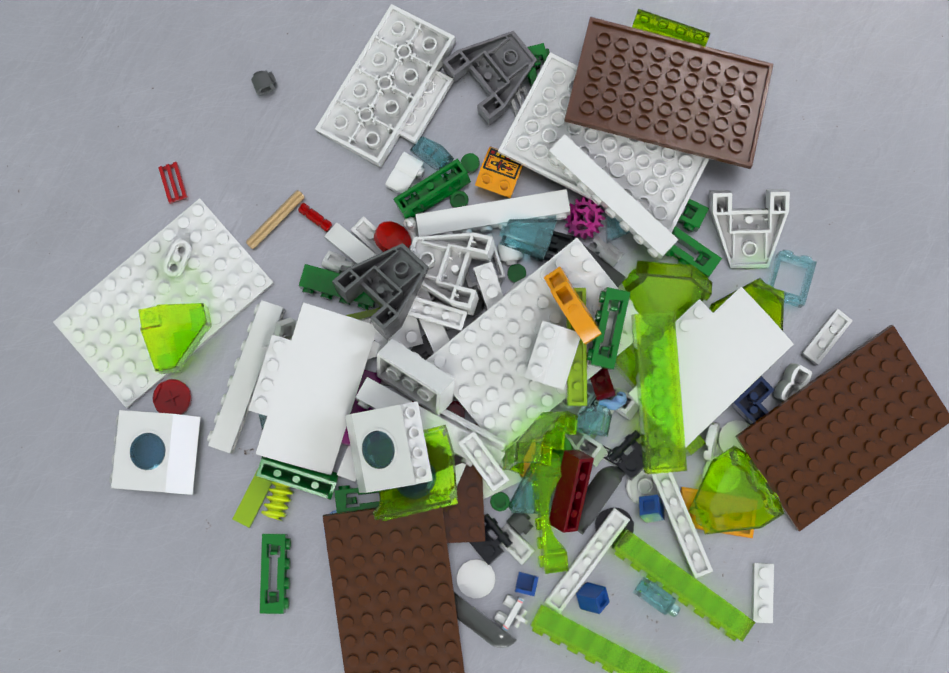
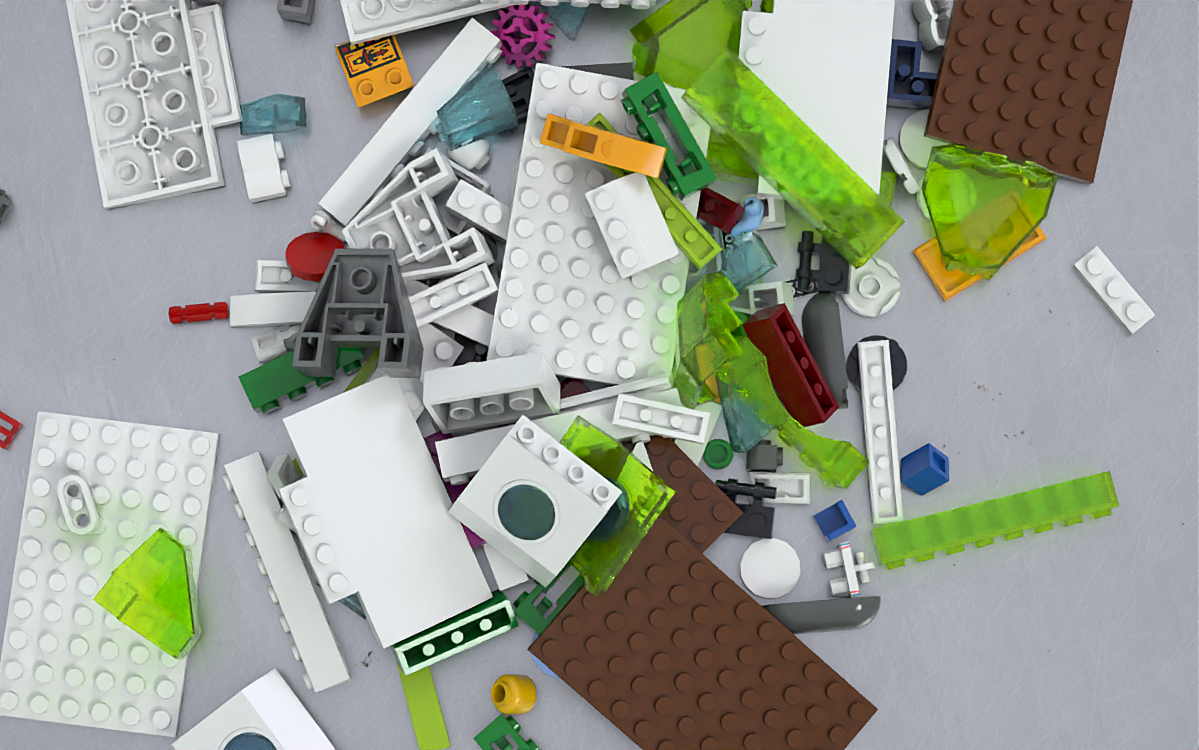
camera: 40 degrees left, 0 degrees up
(172, 397) = (218, 676): red tile -> none
(275, 219) = (152, 357): tan axle -> none
(277, 501) = (456, 684): neon yellow piece -> none
(300, 529) = (513, 694): none -> yellow head
(432, 189) = (312, 157): green brick -> none
(459, 199) = (352, 142): green tile -> none
(470, 162) = (327, 87): green tile -> none
(516, 272) = (499, 169): green tile -> none
(607, 251) = (585, 50): white plate -> none
(651, 508) = (901, 305): blue panel -> none
(656, 597) = (997, 402): clear light blue torso -> none
(682, 524) = (951, 291): white plate -> none
(683, 585) = (1015, 361): clear neon green brick -> none

